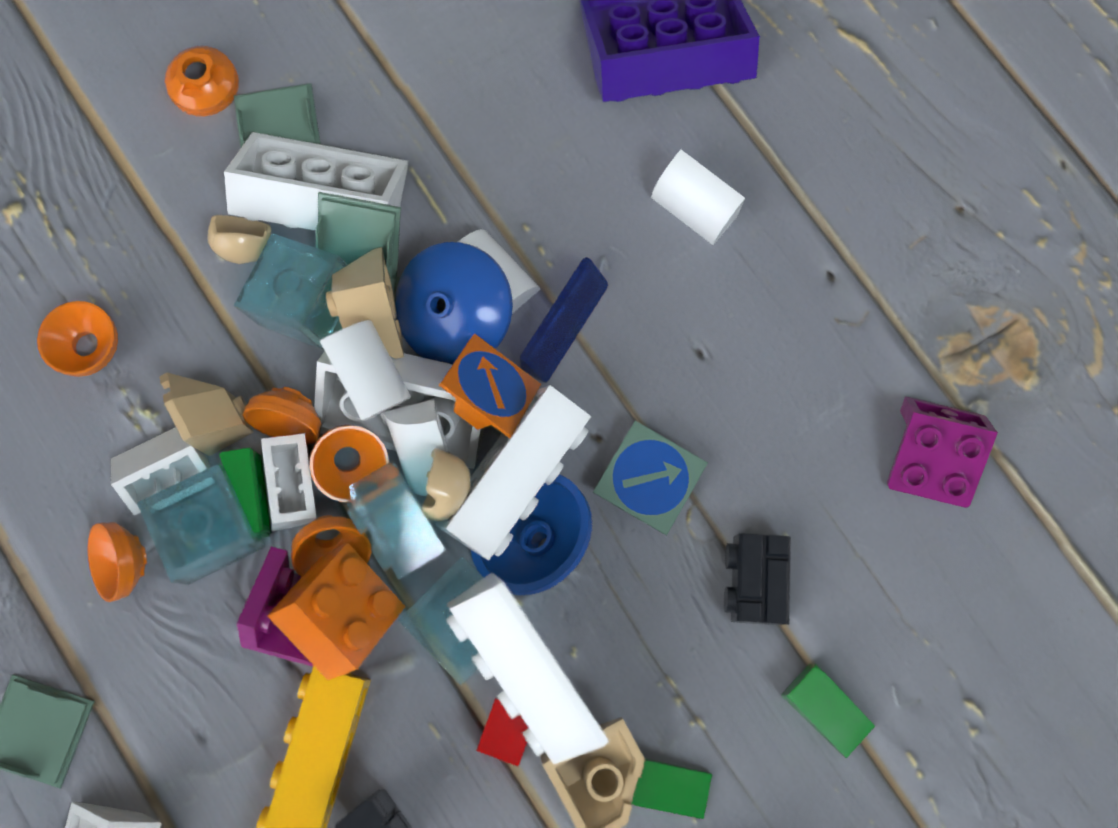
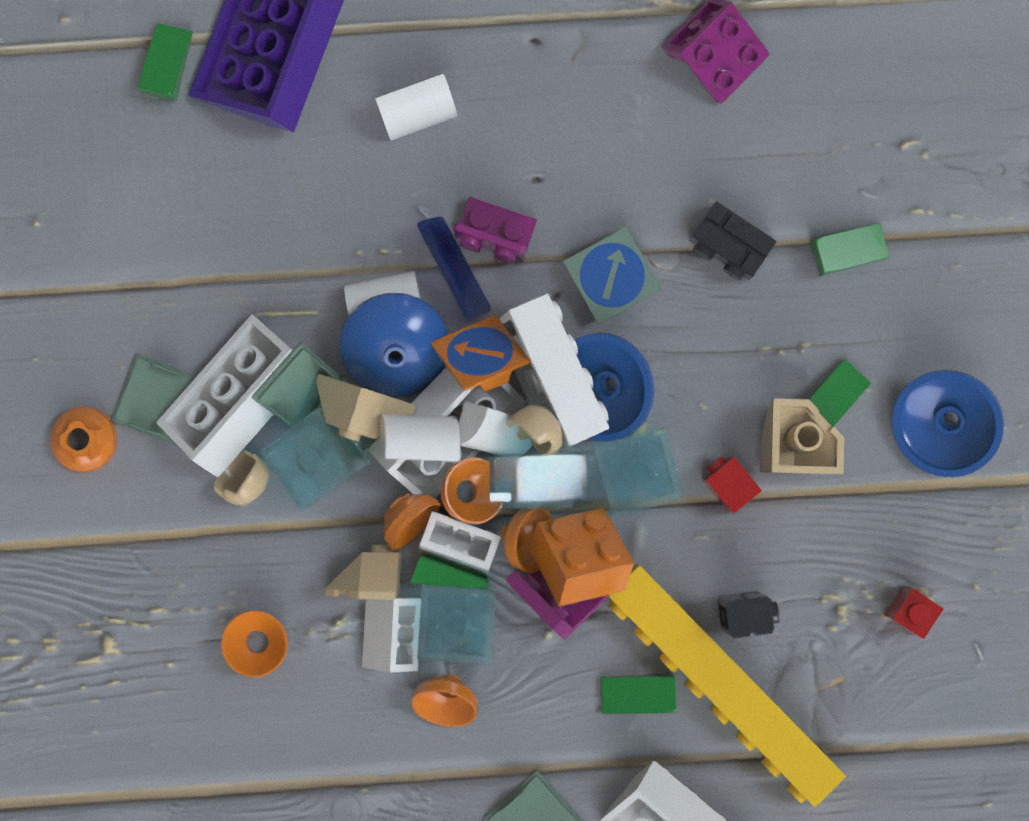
camera: 60 degrees left, 10 degrees up
(229, 763) = (638, 694): none -> green slope
(526, 671) = (702, 446): white slope -> none
(625, 340) = (495, 230): none -> magenta bracket

